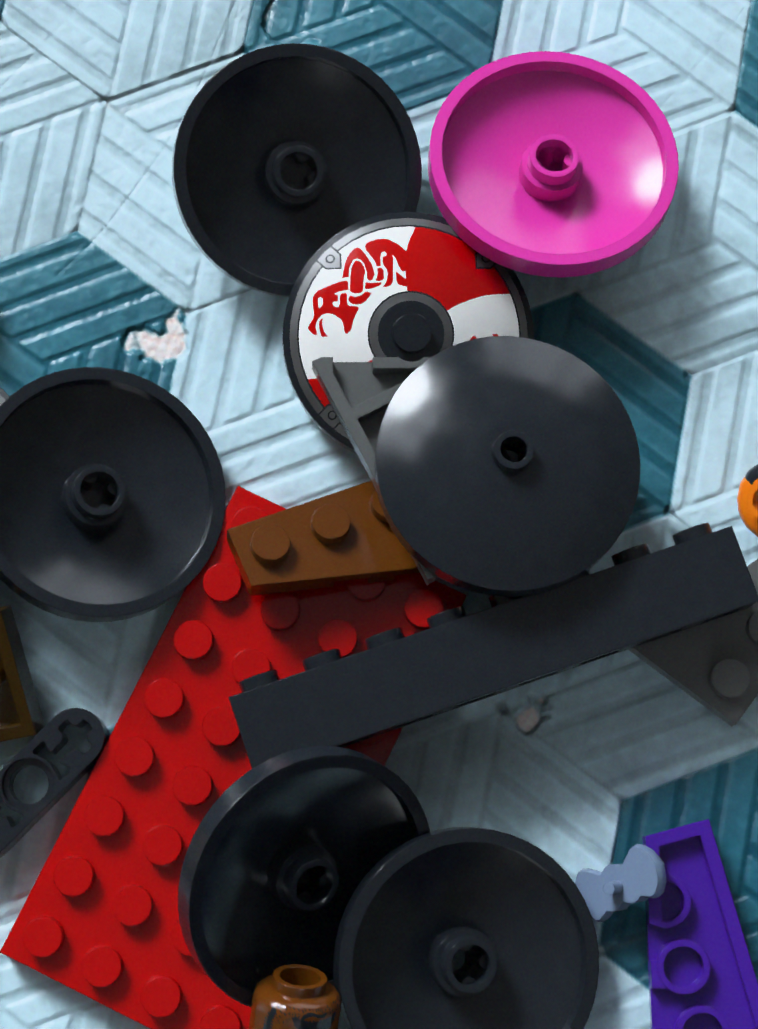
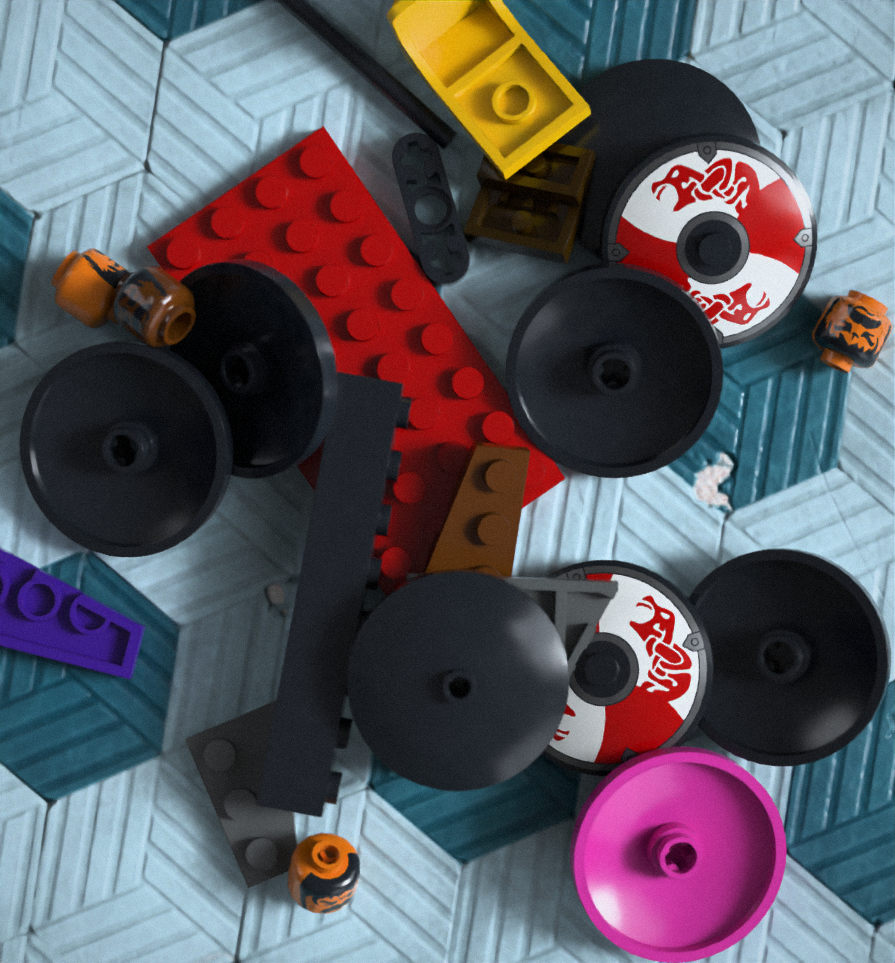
camera: 115 degrees right, 10 degrees up
(619, 885) = (119, 591): sand blue piece -> none

